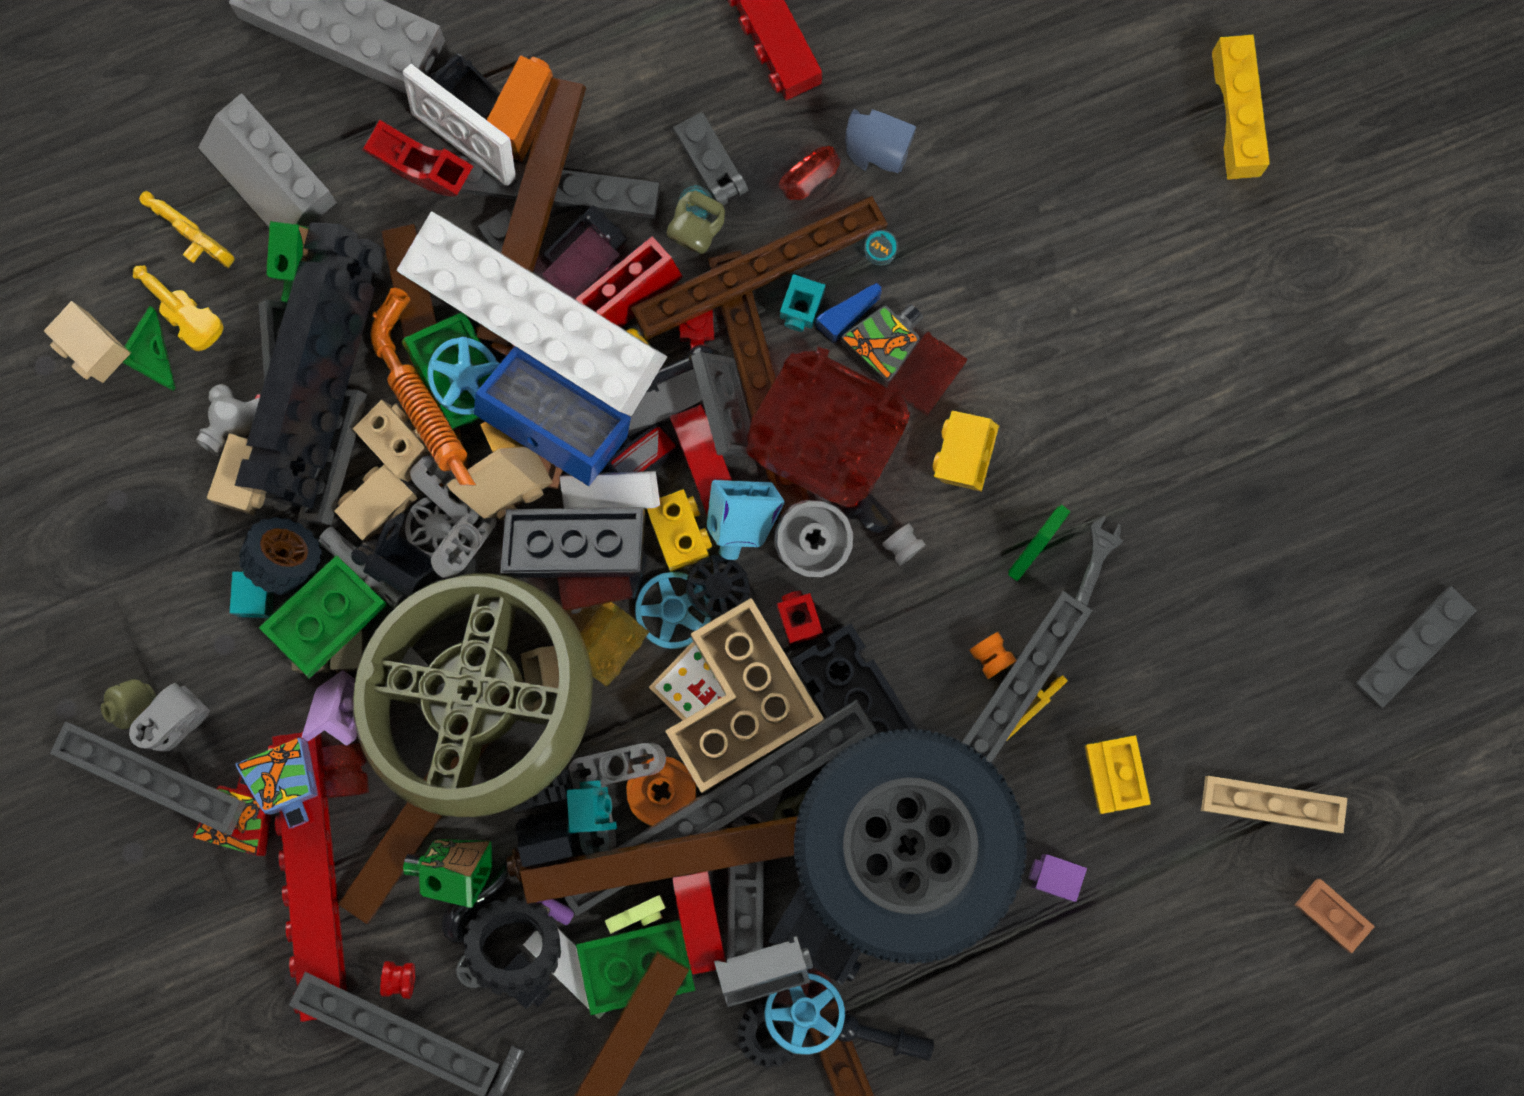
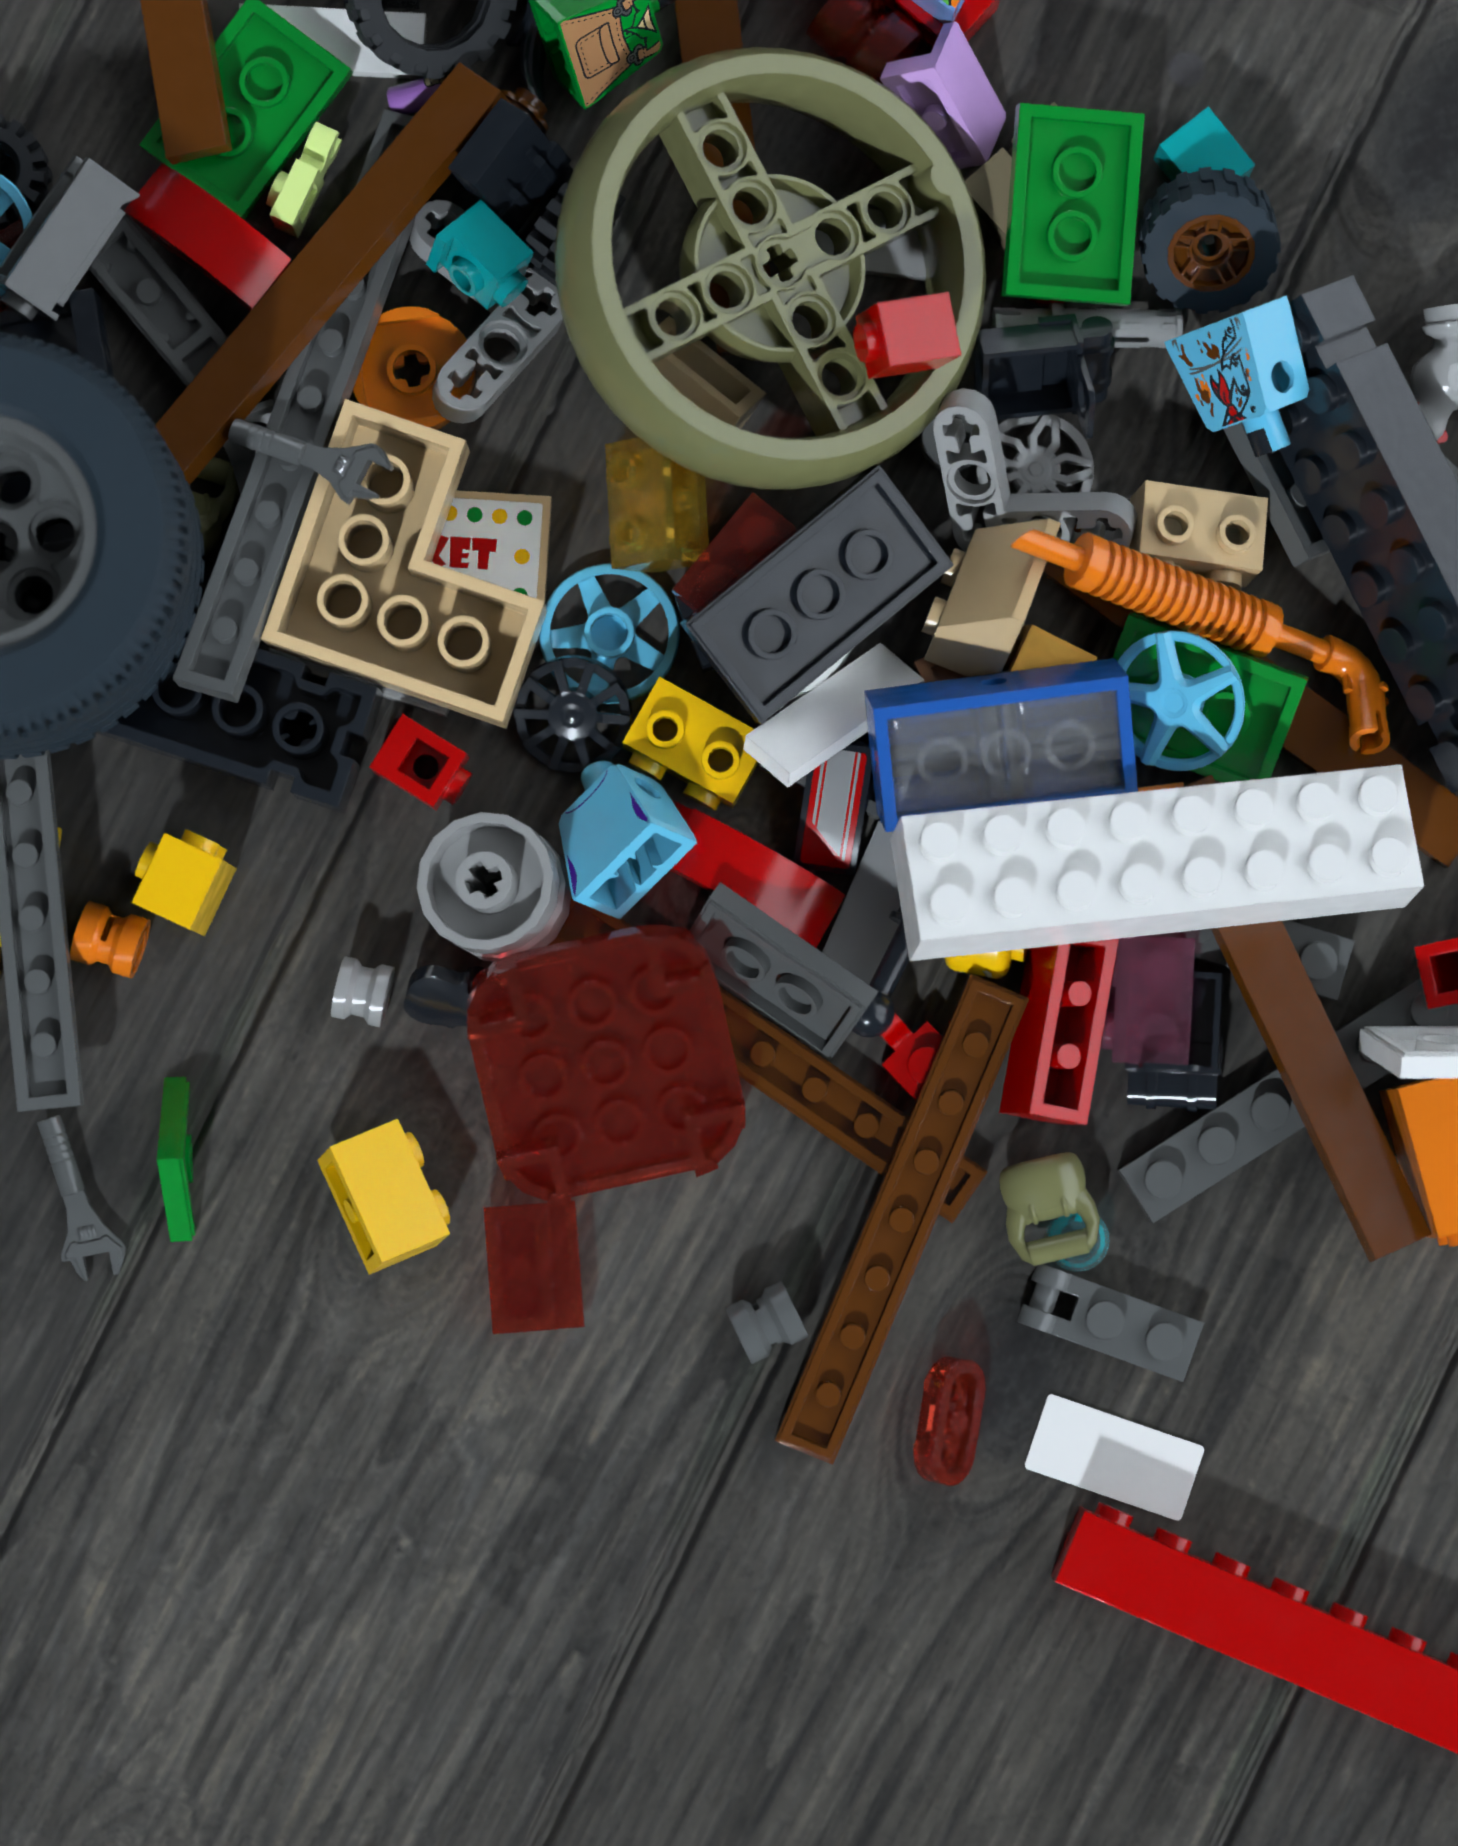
camera: 140 degrees right, 5 degrees up
(222, 488) = (1384, 291): tan brick -> none
(315, 483) = (1244, 372): none -> medium azure torso
(374, 502) = (1146, 426): tan brick -> none
(441, 609) = (906, 335): none -> brick
(728, 763) = (340, 466): none -> dark grey piece
(755, 108) = (1114, 1457): none -> white sticker
(804, 292) = (801, 1240): teal brick -> none
(842, 317) = (723, 1242): blue slope -> none
(850, 272) = (766, 1322): none -> dark grey wheel
(878, 140) = (885, 1544): sand blue brick -> none
(880, 247) = (756, 1399): clear light blue tile -> none
(883, 341) = (631, 1261): torso -> none
(942, 649) = (183, 880): none -> yellow brick

